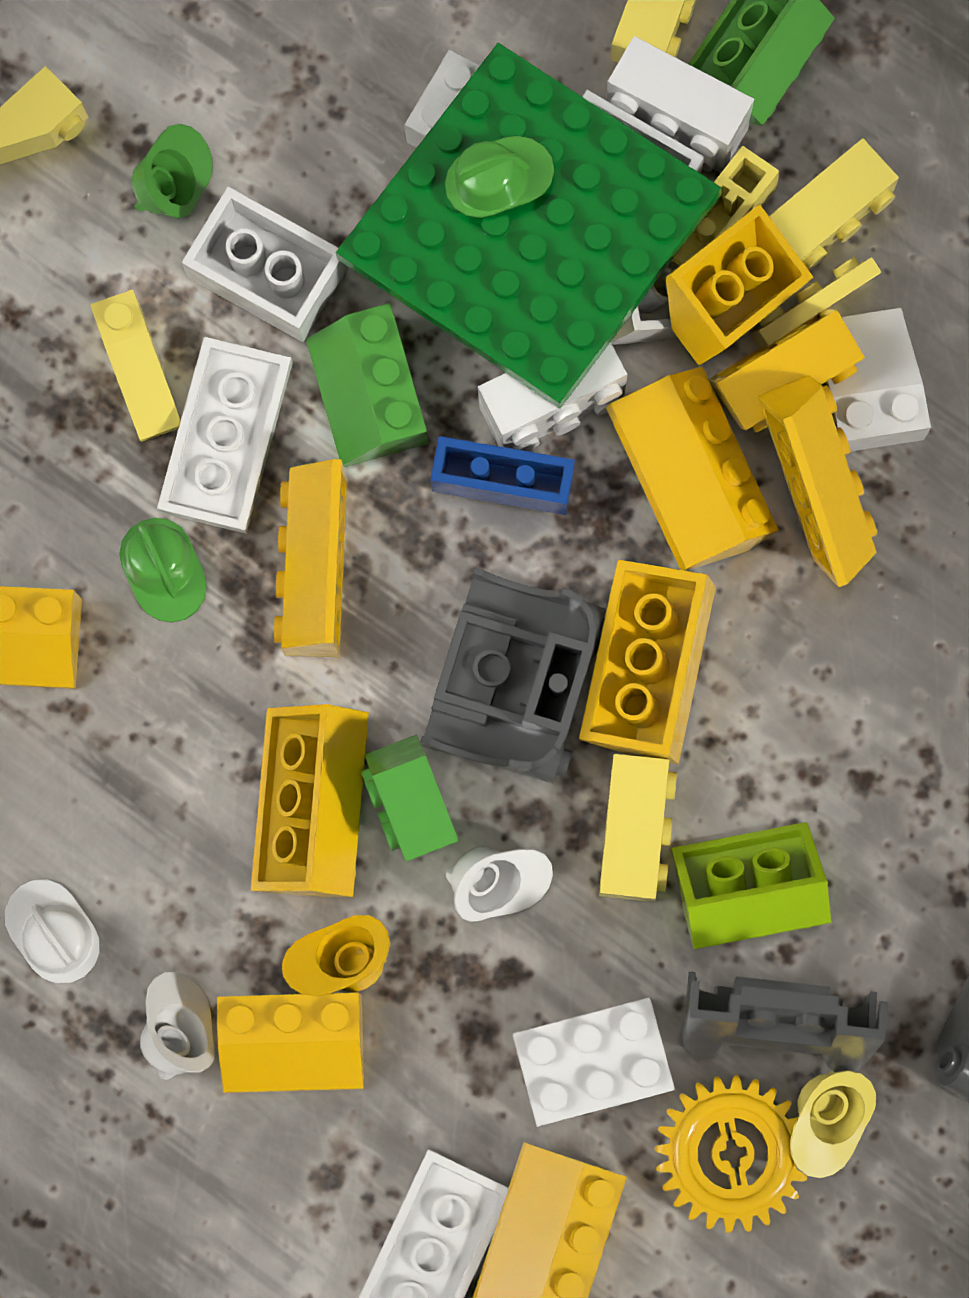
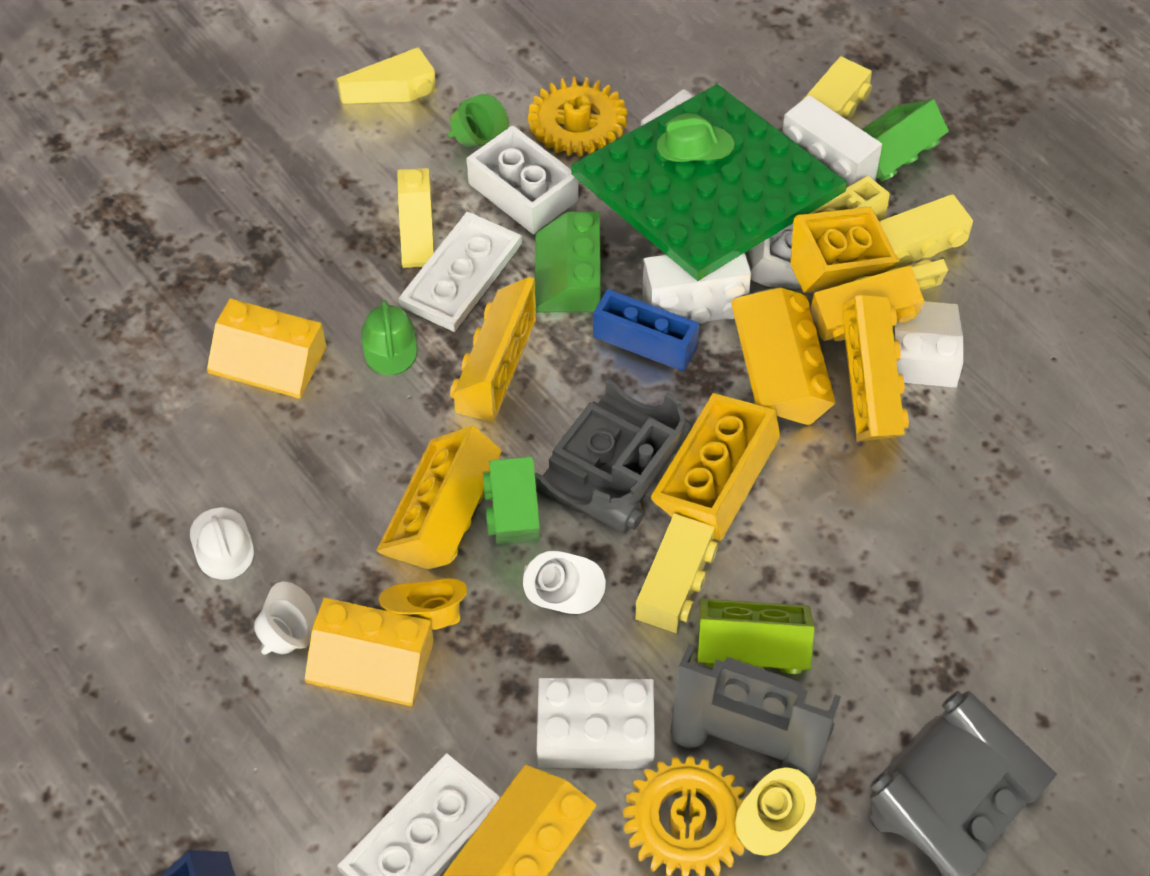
camera: 10 degrees right, 25 degrees down
(263, 124) = (573, 109): none -> yellow gear

